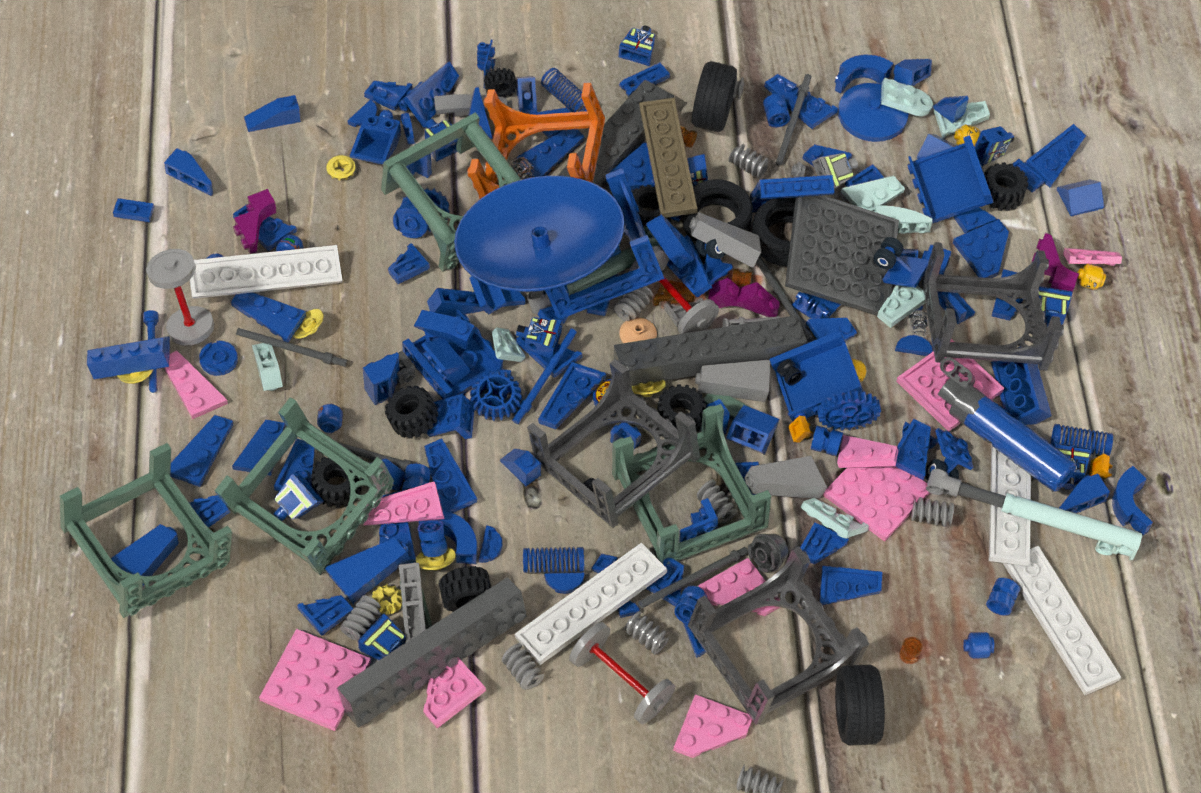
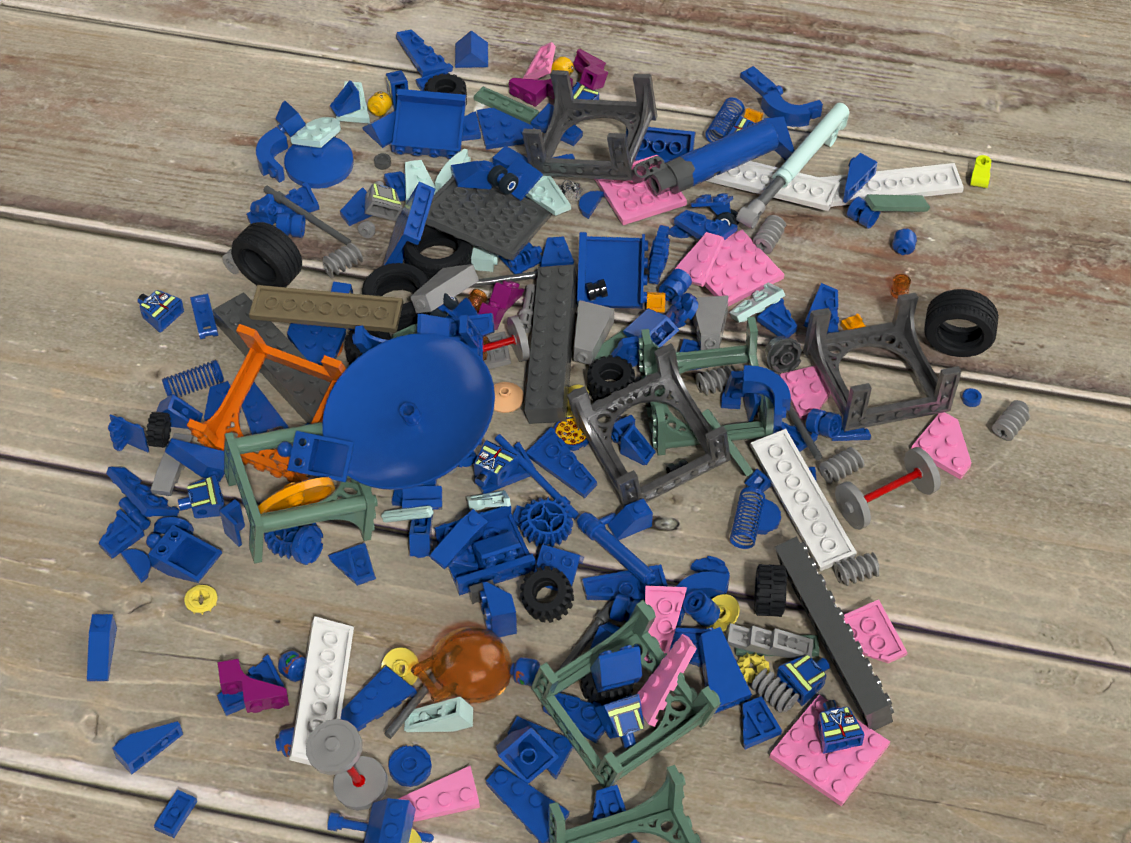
camera: 70 degrees left, 5 degrees down
(240, 433) = (526, 753): none -> blue slope
(322, 371) = (467, 664): none -> clear orange windscreen
(328, 673) = (838, 728): none -> torso
(329, 471) = (617, 668): none -> blue slope
(332, 513) = (665, 678): none -> bright pink wing
(434, 185) = (298, 494): none -> light orange dish
(467, 289) = (407, 514): none -> light aqua axle
(477, 185) = (319, 456): none -> blue slope
(498, 438) = (596, 530): none -> blue cylinder
(605, 452) = (636, 446): none -> blue slope
(629, 519) = (733, 449): none -> sand green tile
(675, 529) = (768, 383): none -> blue arch
(781, 84) = (266, 209): none -> blue rock
(784, 745) = (971, 397): none -> blue tile
(792, 451) = (682, 309): none -> blue plate
(841, 616) = (852, 322): none -> light orange tile
(892, 226) = (472, 174): none -> blue slope
(895, 161) = (382, 161): none -> dark grey tile
(1020, 242) = (505, 104): none -> sand green tile
(1027, 625) = (911, 203): none -> sand green tile
(1048, 577) = (860, 172): none -> blue slope
(1085, 304) = (591, 69): none -> magenta arch
(1118, 709) = (981, 172): none -> neon yellow piece
(1163, 466) = (759, 82): none -> blue plate

